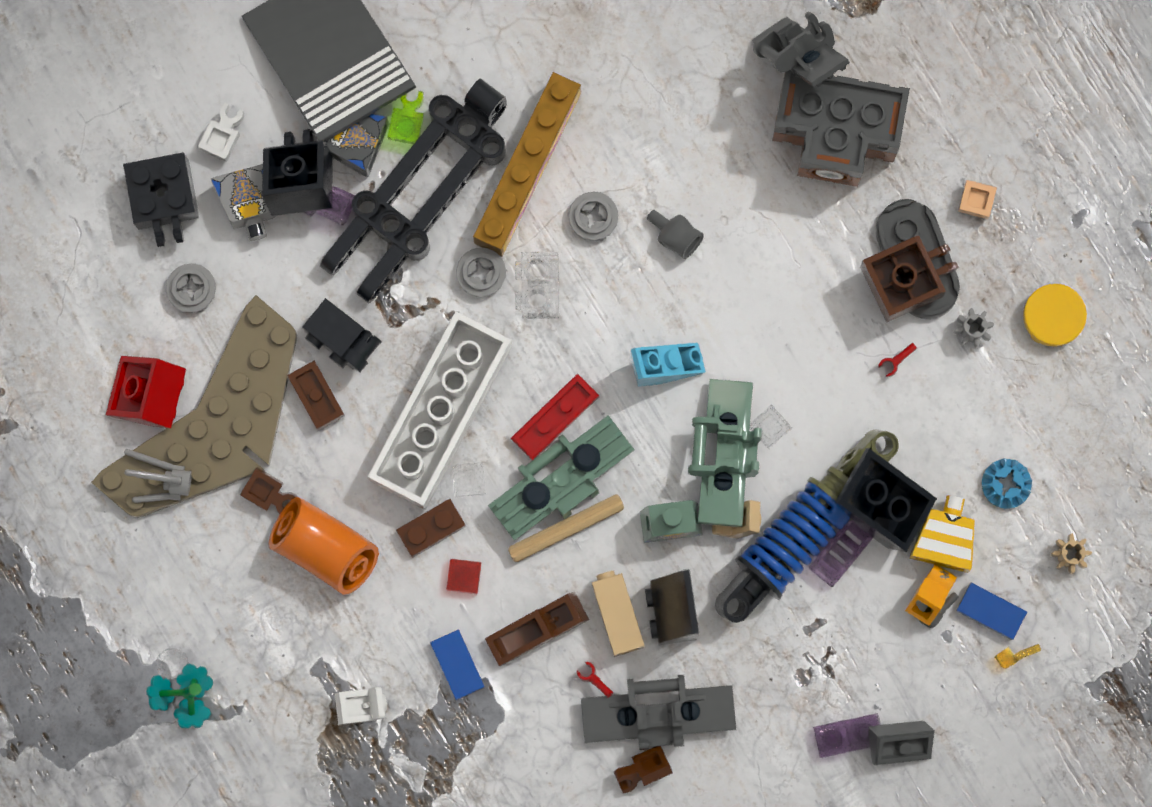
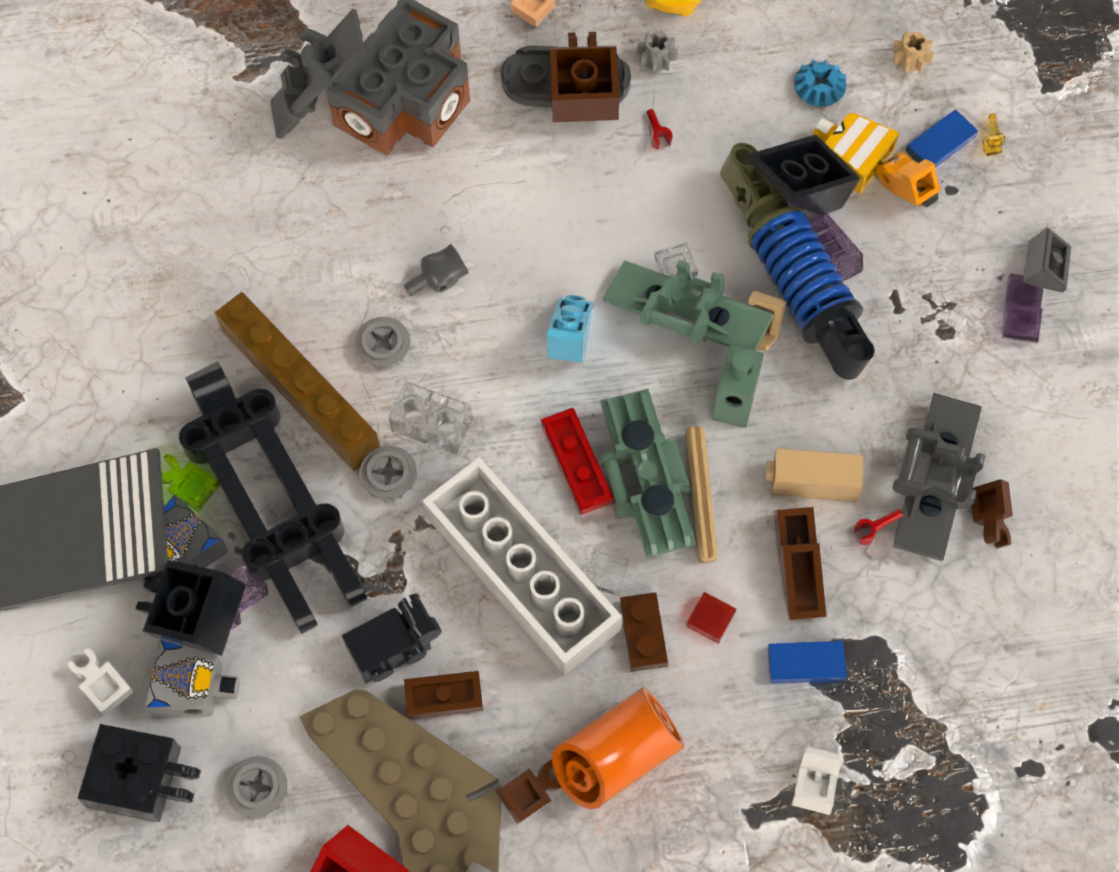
camera: 70 degrees left, 15 degrees down
(673, 608) = (837, 404): black slope -> none

